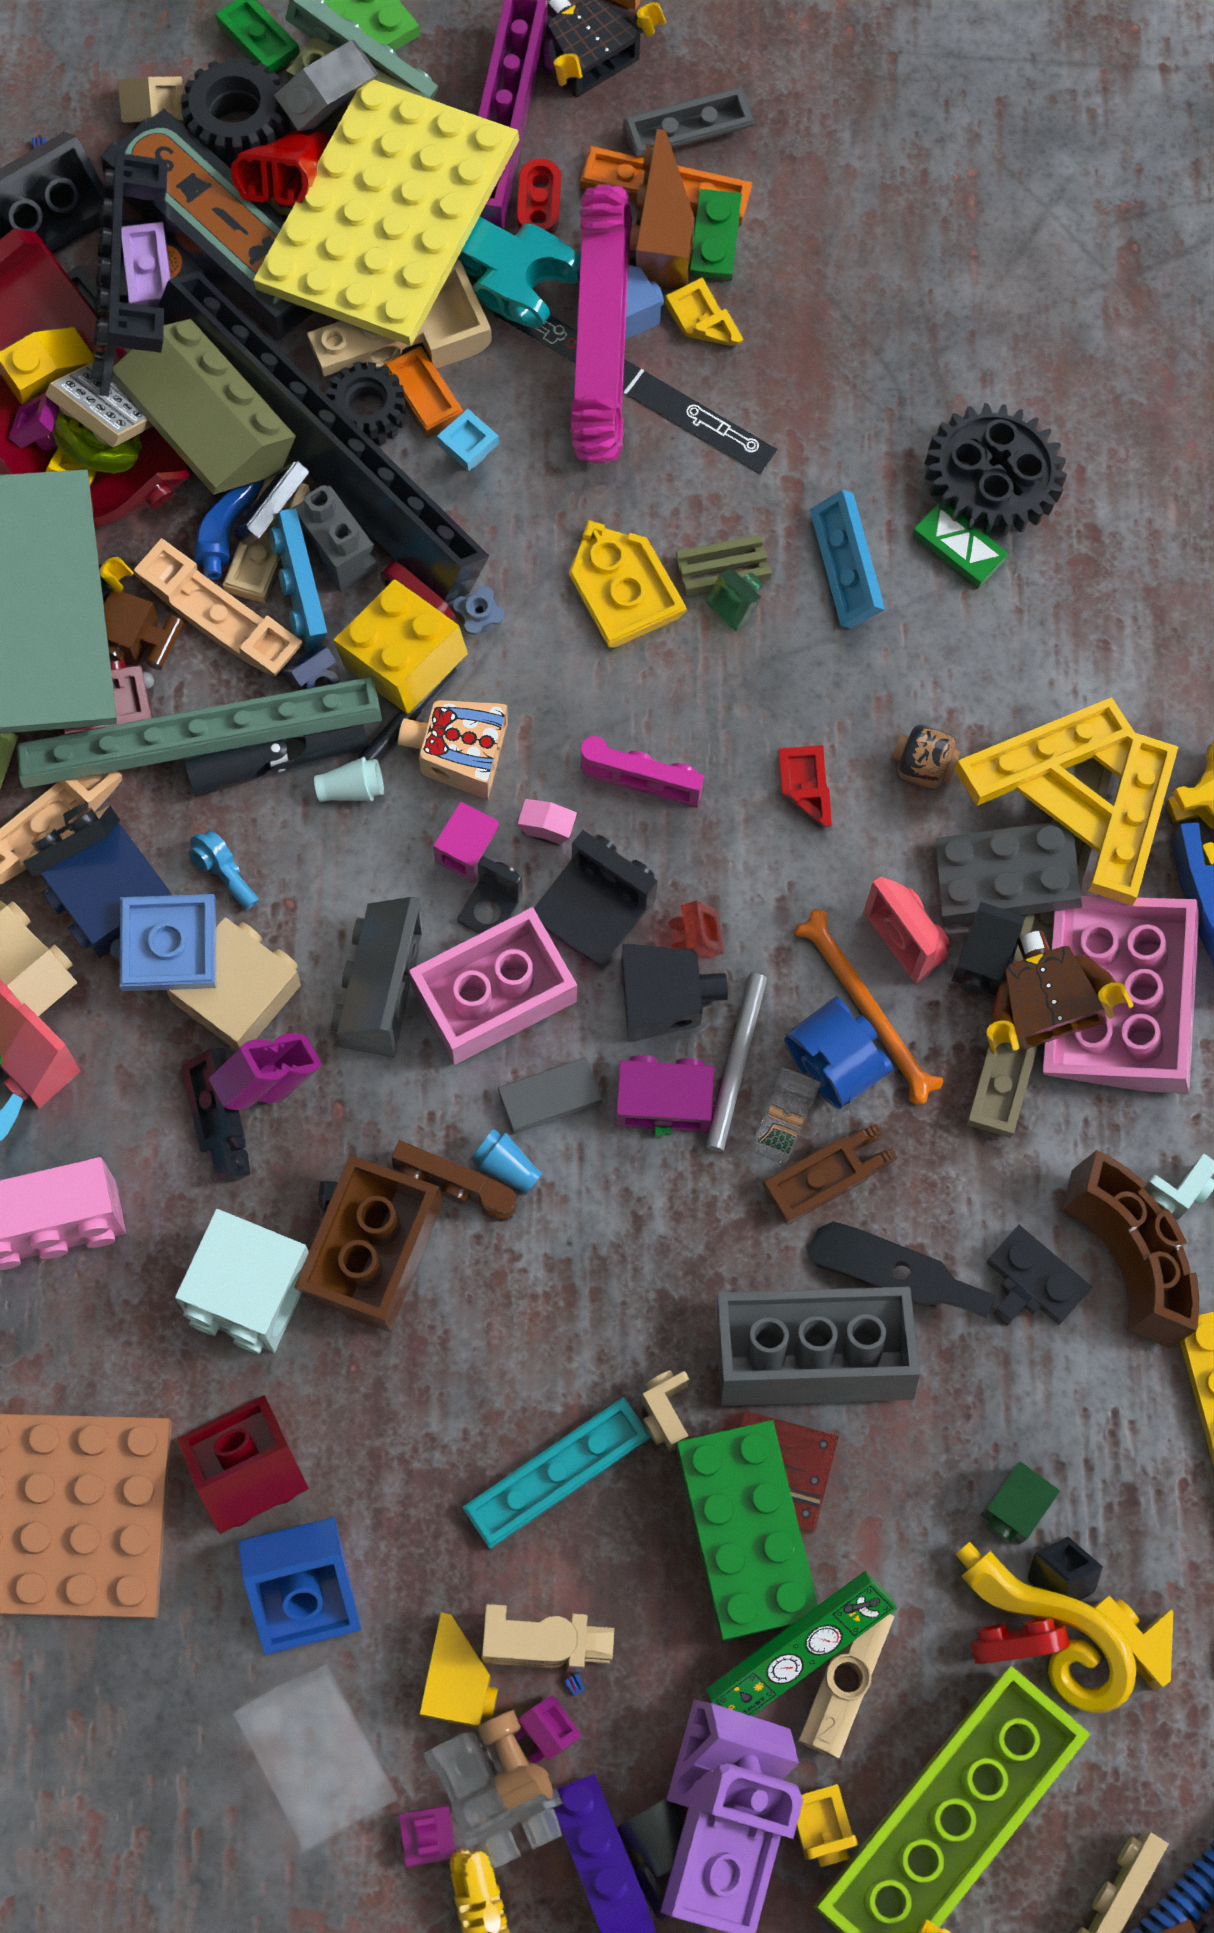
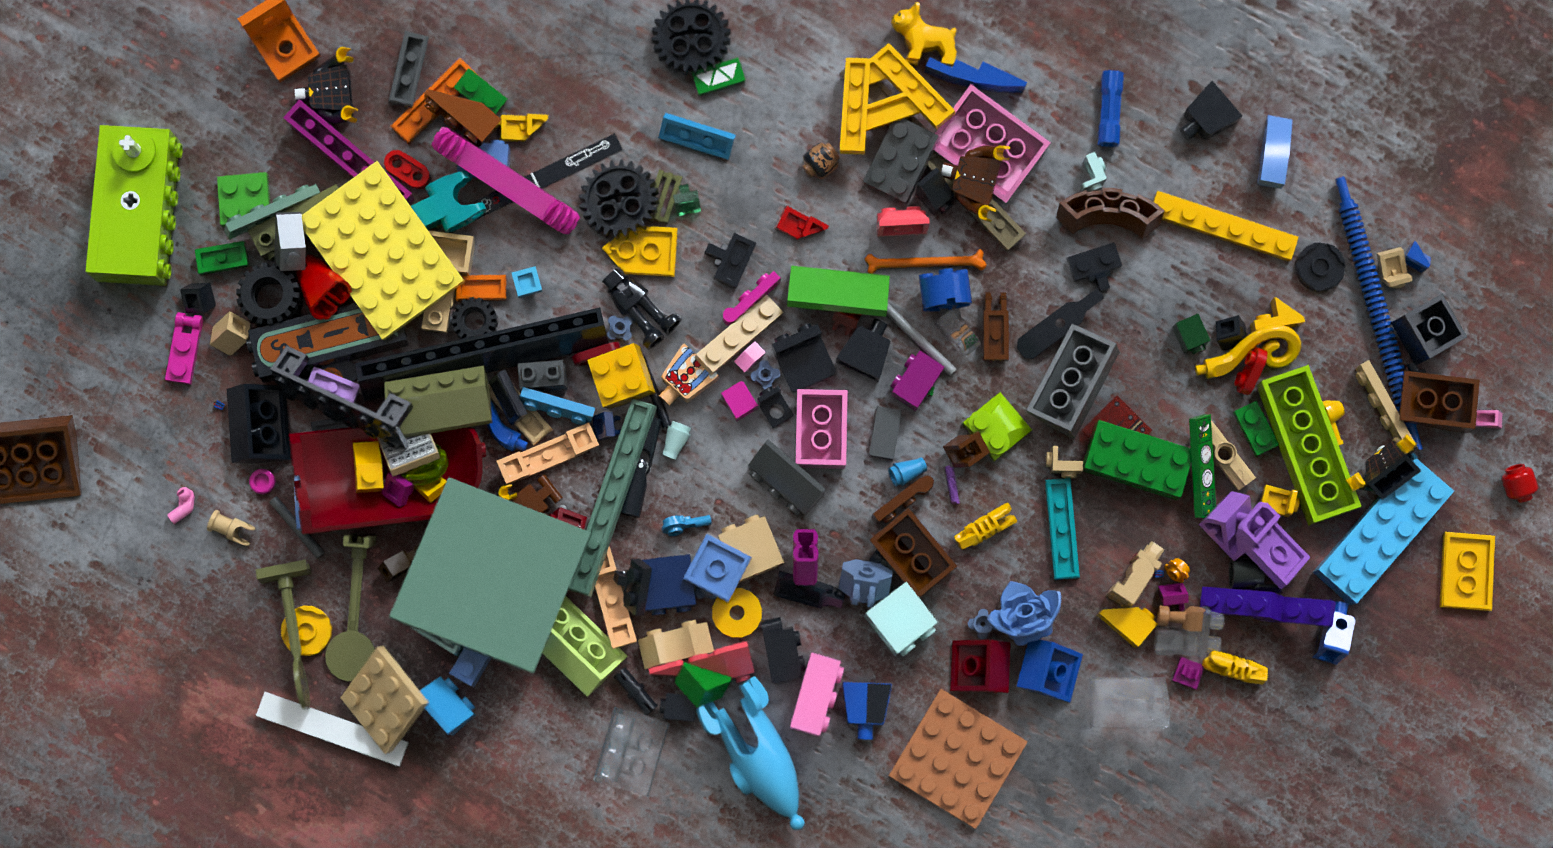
camera: 60 degrees left, 10 degrees up
(73, 1310) = (866, 705): none -> torso
(93, 1119) = (782, 650): none -> black hinge
(96, 57) = (184, 349): none -> dark pink plate
(128, 1051) = (744, 626): none -> yellow tile
(181, 35) = (198, 297): none -> black slope
(275, 1189) = (865, 581): none -> sand blue hinge
(311, 1417) = (982, 632): none -> sand blue plate
(369, 1485) = (1025, 614): none -> medium blue brick
(485, 1340) = (985, 527): none -> yellow hinge
(526, 1249) = (952, 485): none -> medium lavender piece
(532, 597) = (628, 296): none -> black piece
(544, 852) = (764, 367): none -> sand blue plate
(571, 782) = (738, 335): none -> tan plate
(595, 1233) = (961, 452): none -> reddish brown window
(597, 1711) = (1177, 570): none -> light orange plate
(666, 1268) = (998, 425): none -> lime slope
(677, 502) = (616, 178): none -> black gear
(687, 711) = (731, 259): none -> black hinge
(734, 893) = (838, 291): none -> bright green tile
(927, 1712) = (1256, 428): none -> green plate
(1037, 1833) = (1334, 411): none -> yellow bar

